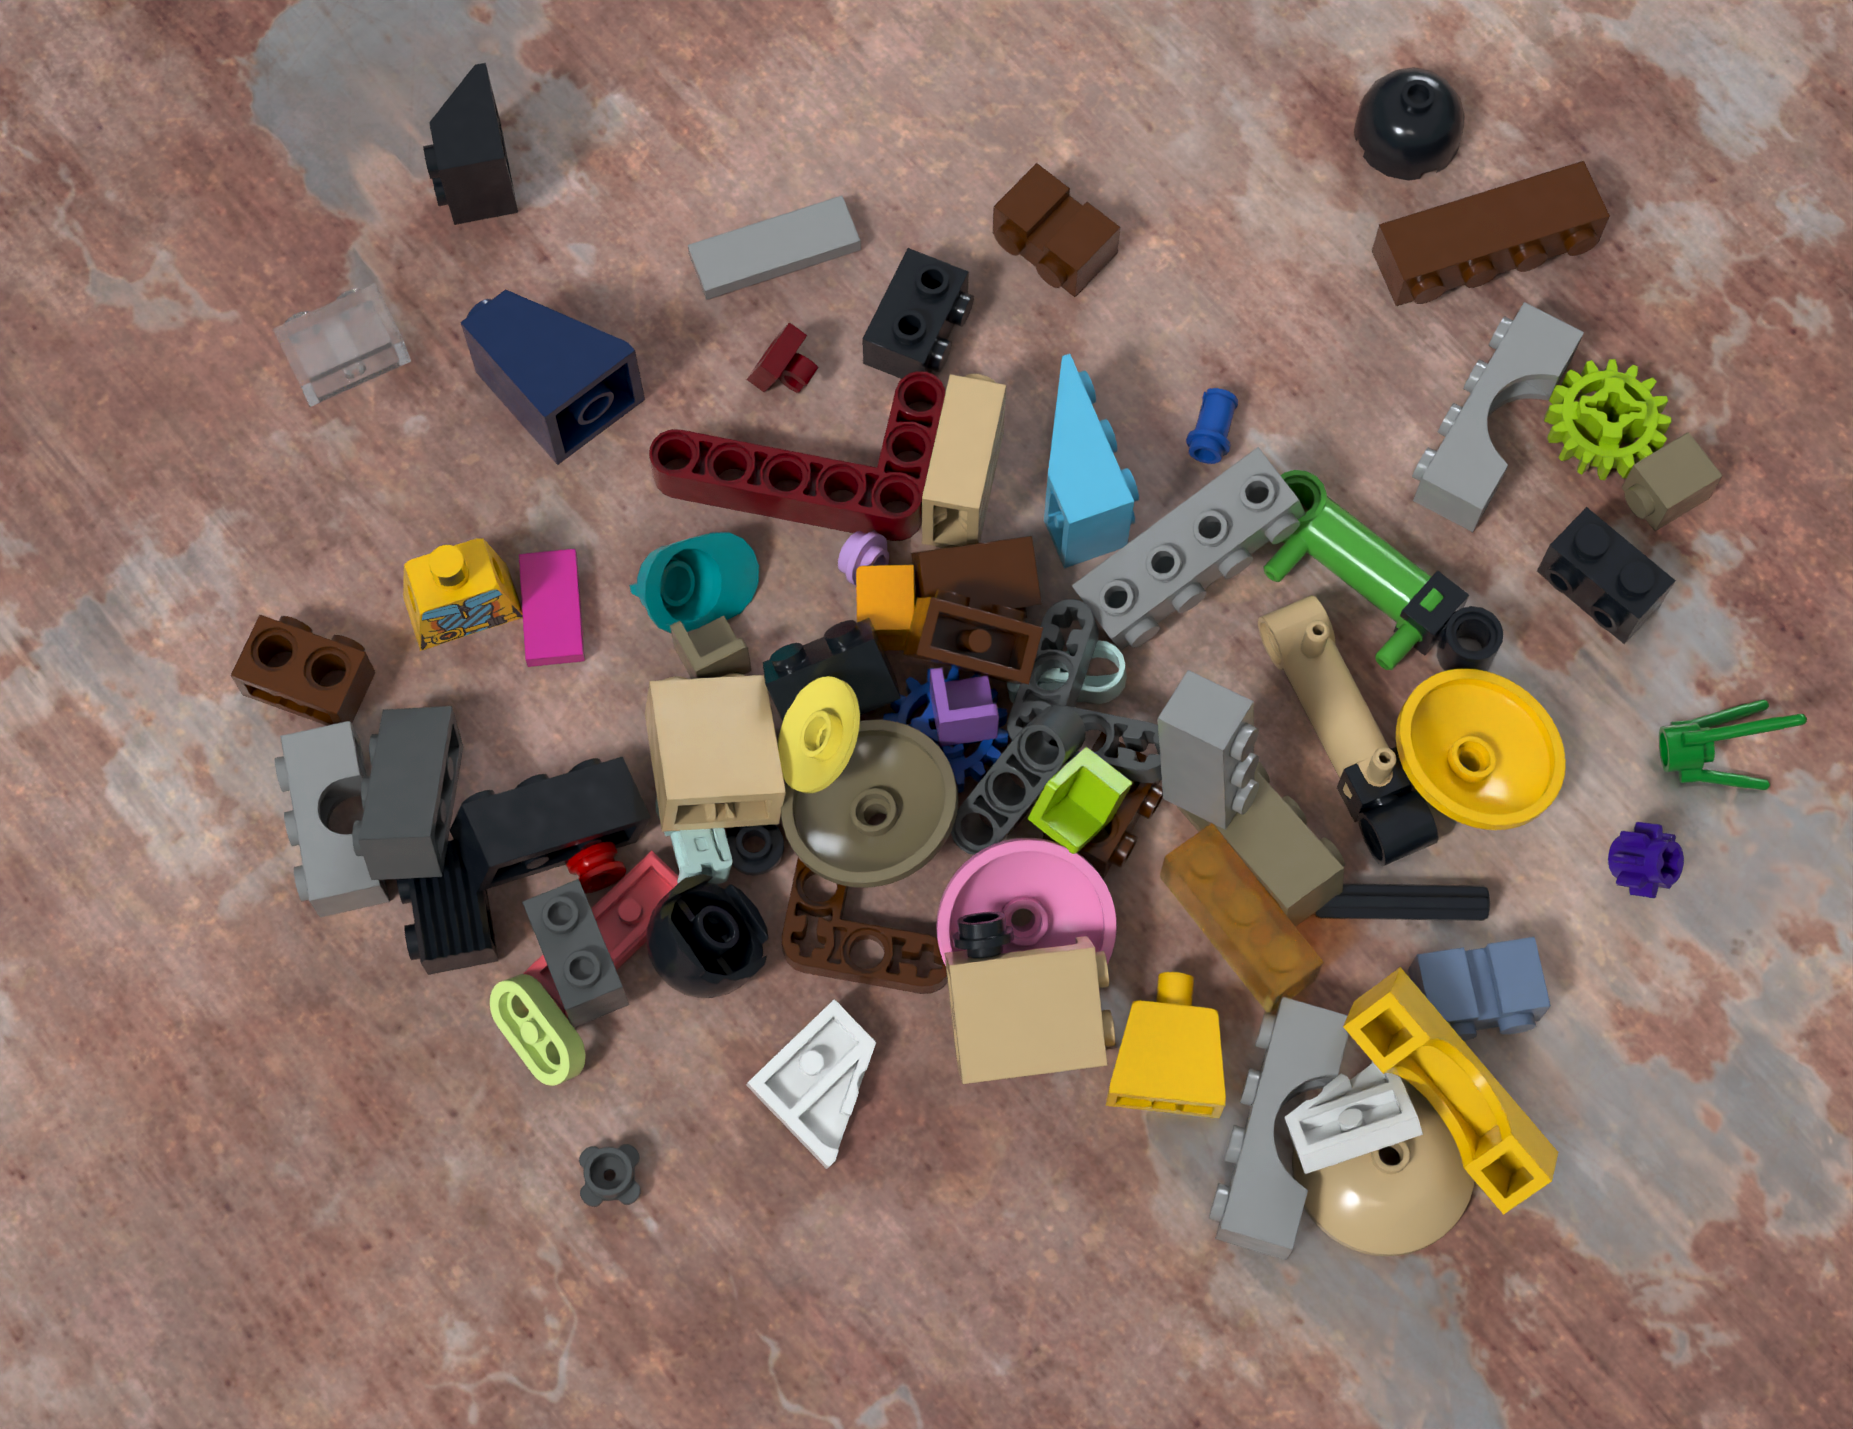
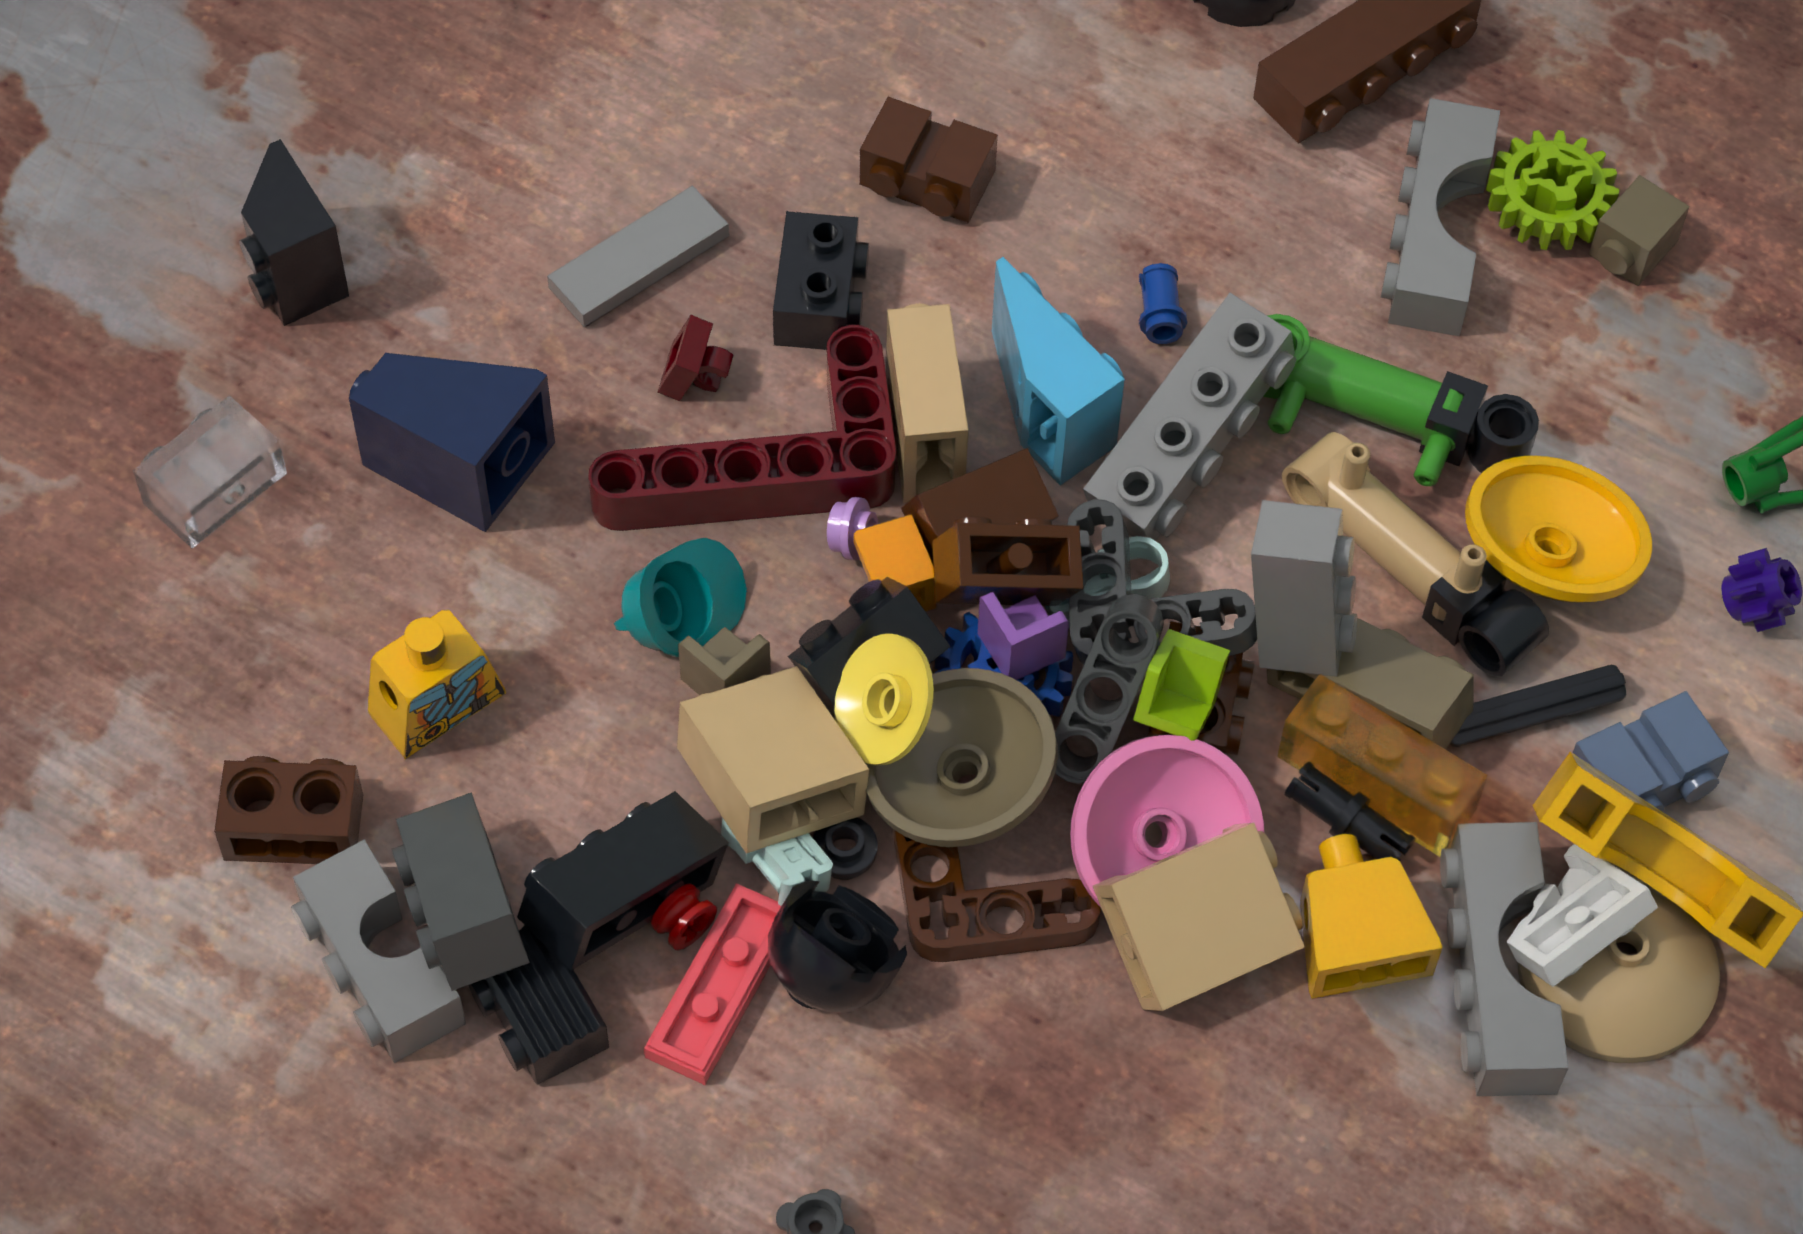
camera: 20 degrees left, 10 degrees down
(537, 1029) = (685, 1102): yellowish green plate -> none
(551, 607) = (534, 673): dark pink tile -> none
(575, 953) = (701, 1002): dark grey brick -> none
(817, 1080) = (1003, 1061): white wing -> none
(983, 934) = (1131, 848): black plate -> none
(1197, 954) = (1348, 814): none -> black pin
(1605, 575) = (1611, 334): black brick -> none

